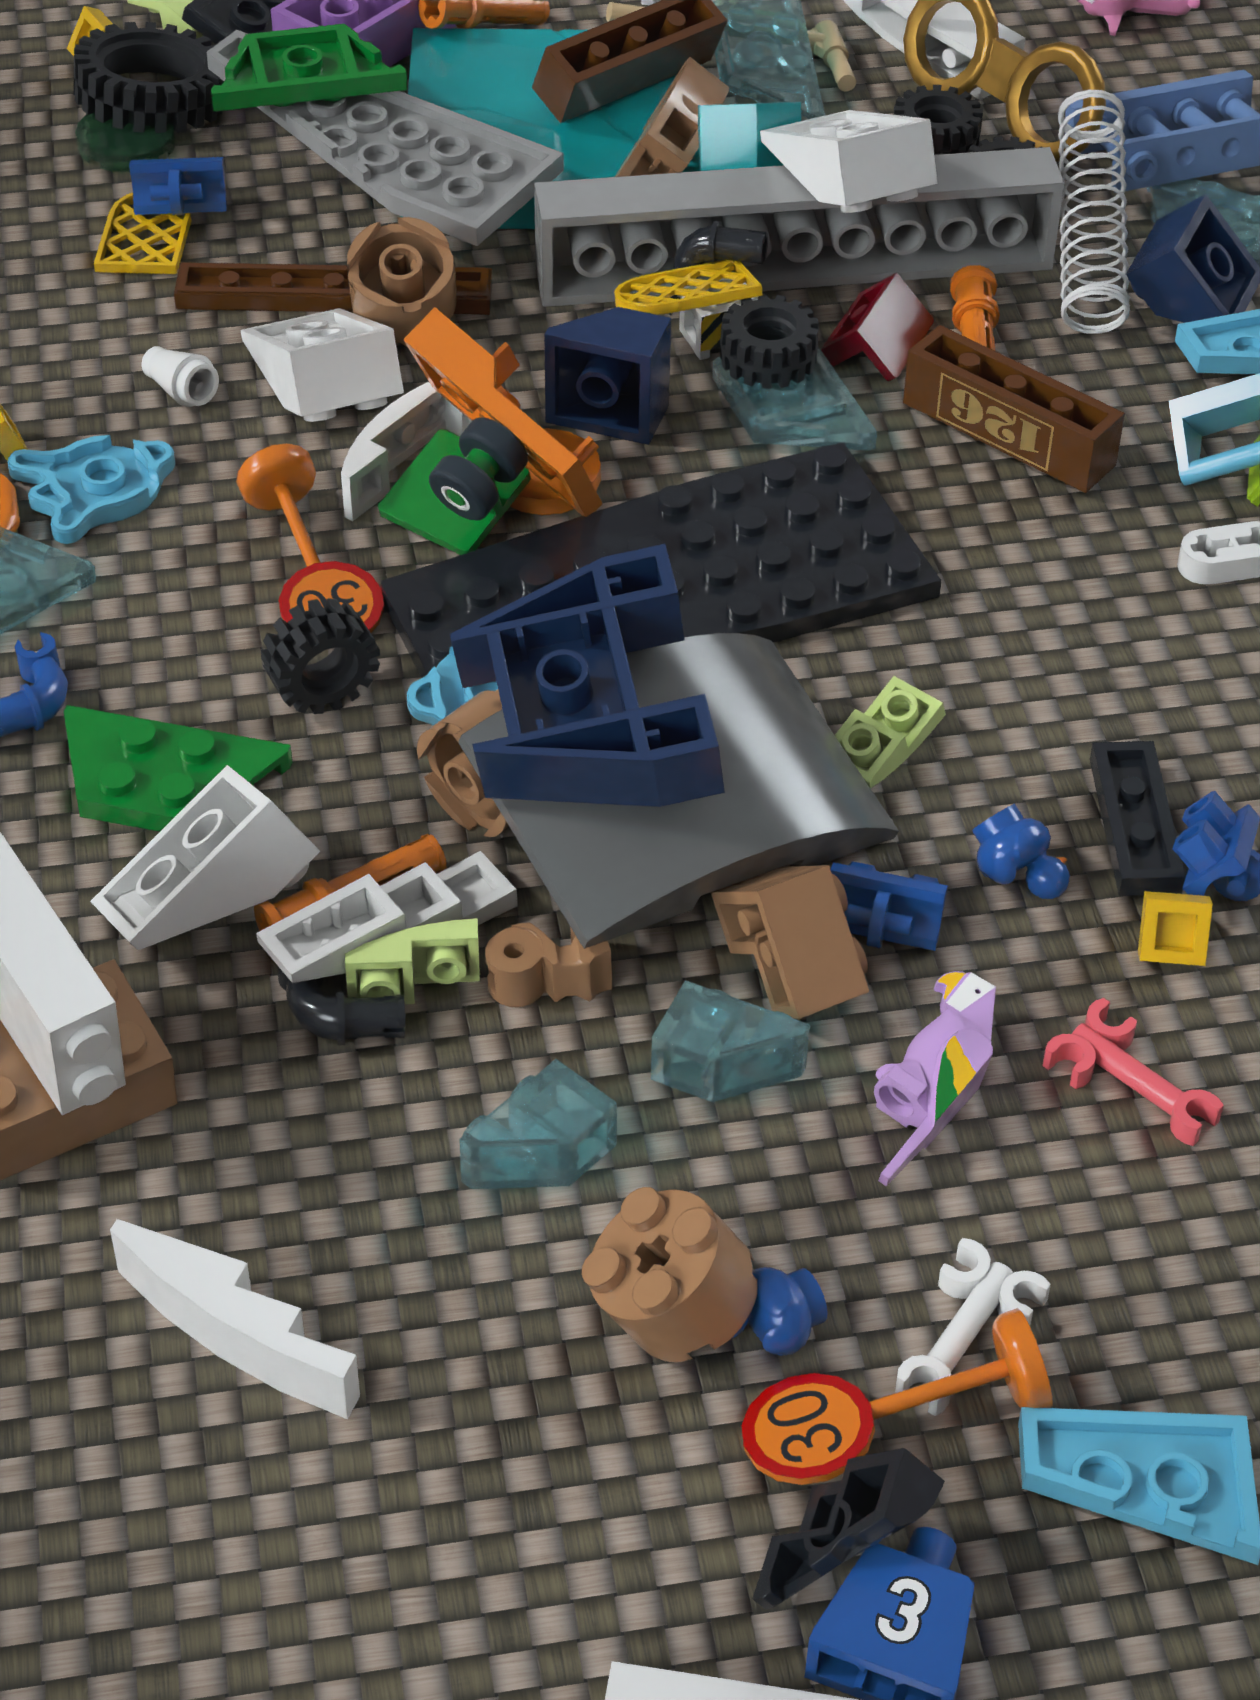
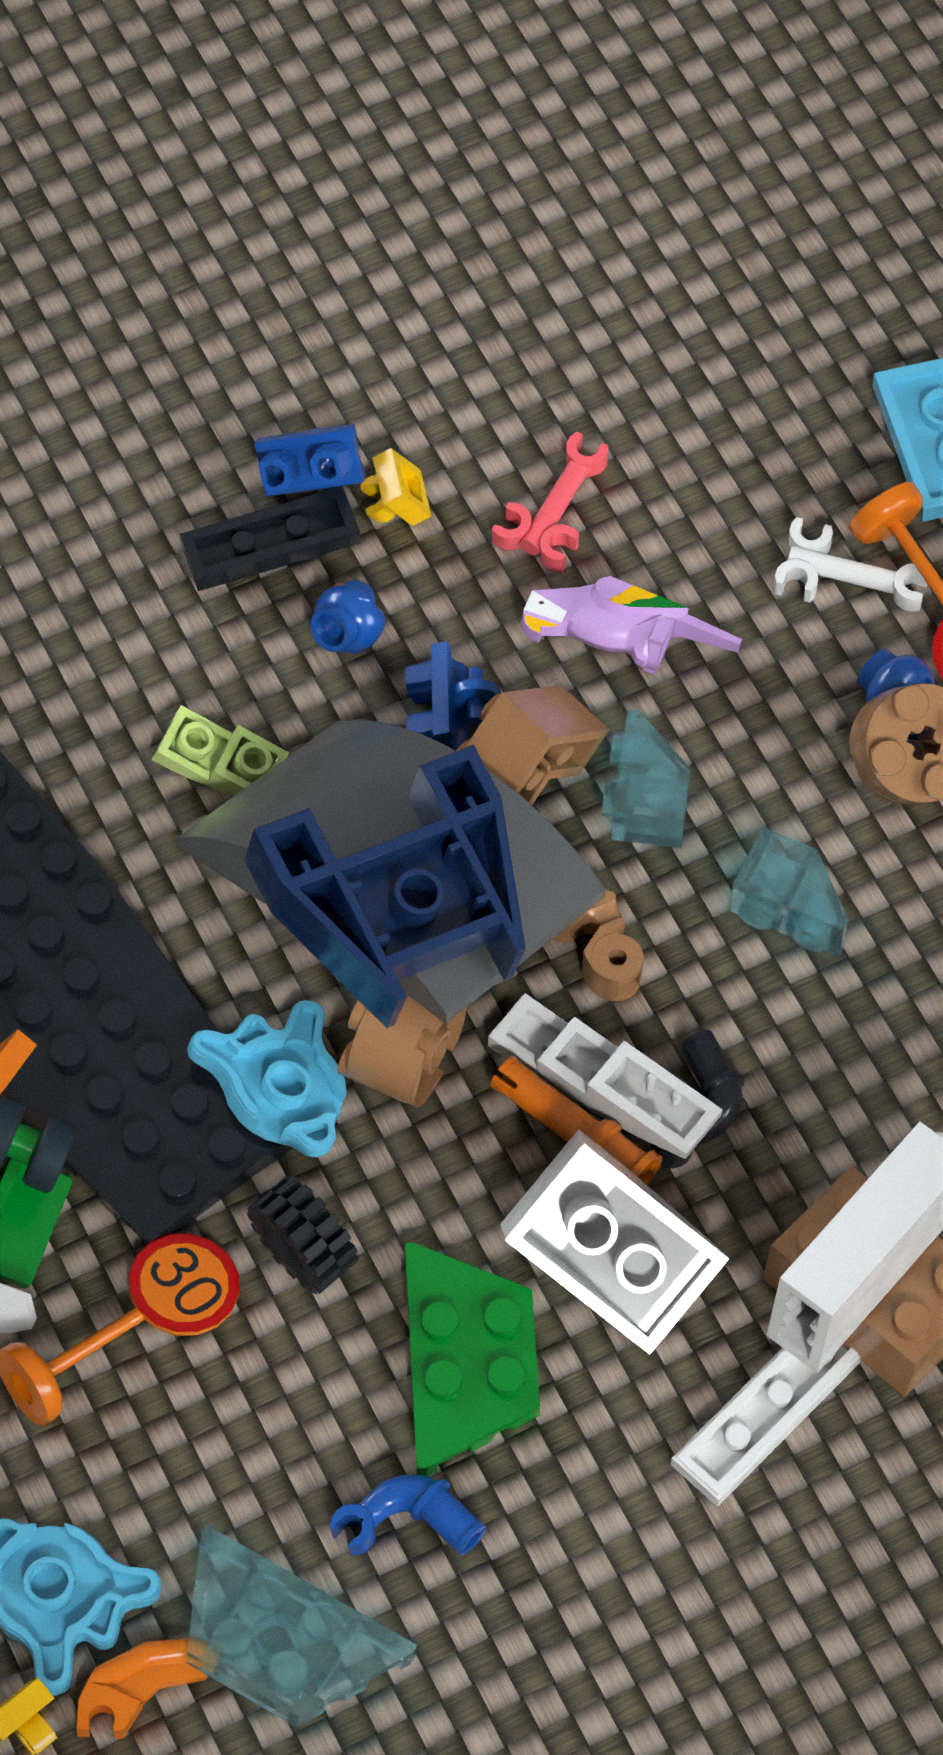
camera: 105 degrees left, 15 degrees up
(416, 955) = (629, 1023): yellowish green slope -> none

